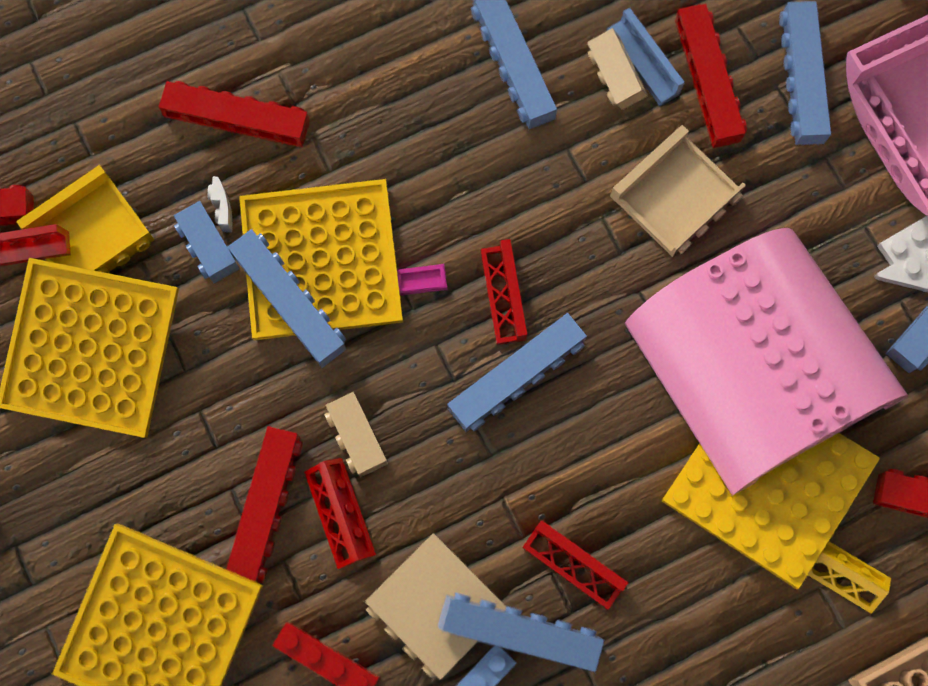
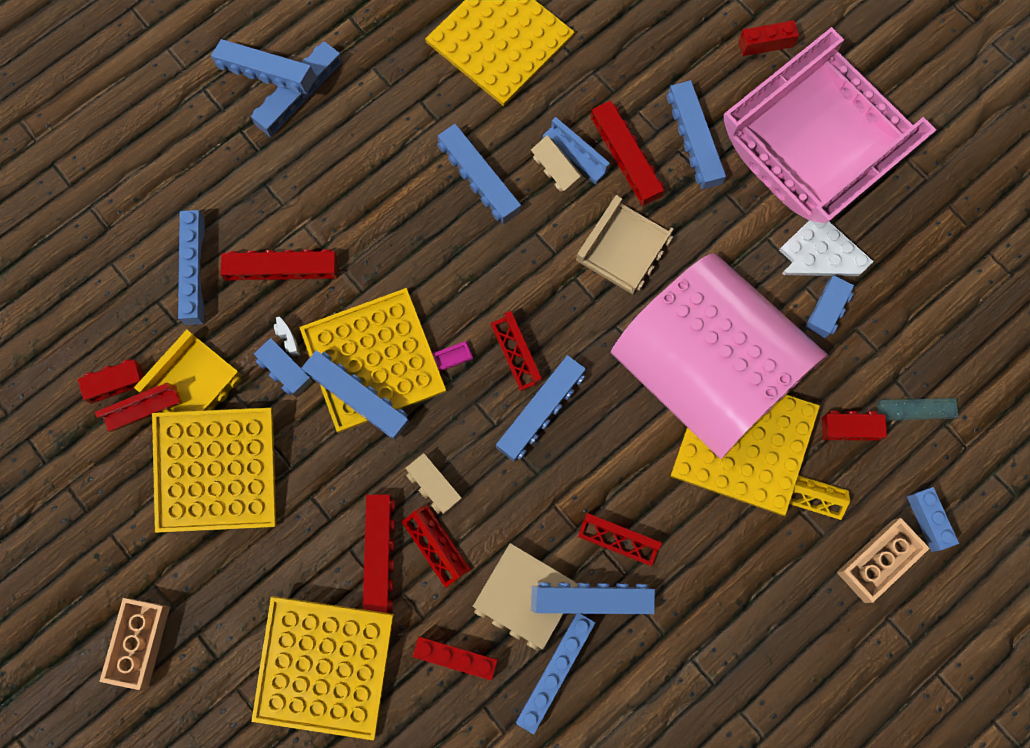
camera: 15 degrees left, 0 degrees up
(115, 122) = (190, 243): none -> medium blue arch

